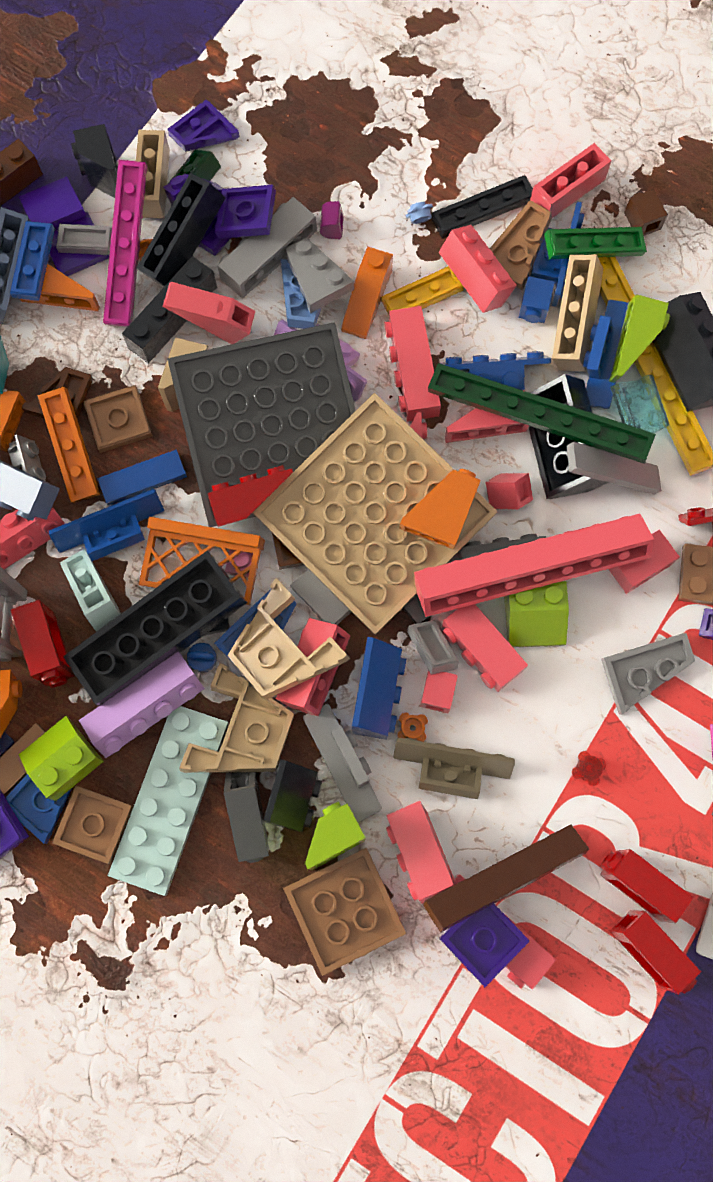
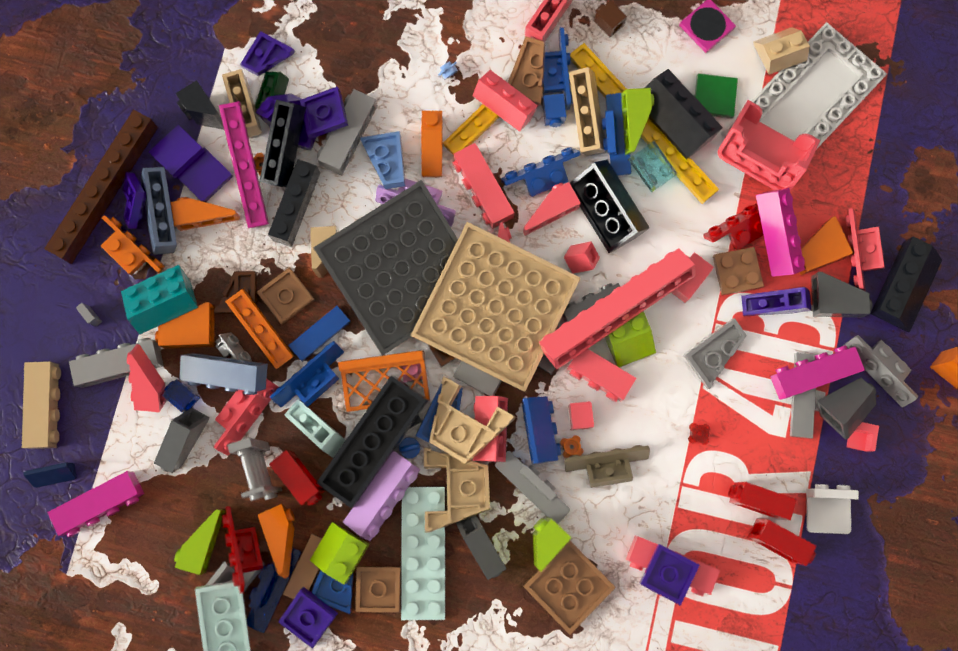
camera: 20 degrees left, 5 degrees up
(32, 261) = (181, 200): blue tile -> none
(84, 239) = (211, 169): light grey tile -> none
(210, 311) = (326, 197): coral slope -> none
(240, 500) = (400, 329): red slope -> none
(292, 797) = (508, 524): black slope -> none
(317, 274) = (394, 144): light grey wing -> none
(331, 220) = (386, 96): magenta brick -> none
(420, 851) = (608, 532): coral brick -> none
(433, 647) = (567, 387): light grey tile -> none
(443, 510) = (544, 290): orange slope -> none
(483, 206) = (491, 49): black tile -> none
(504, 878) = (670, 528): reddish brown tile -> none
(542, 413) = (587, 197): dark green plate -> none
(595, 241) = (582, 54): green tile -> none
(613, 468) = (649, 219): light grey tile -> none

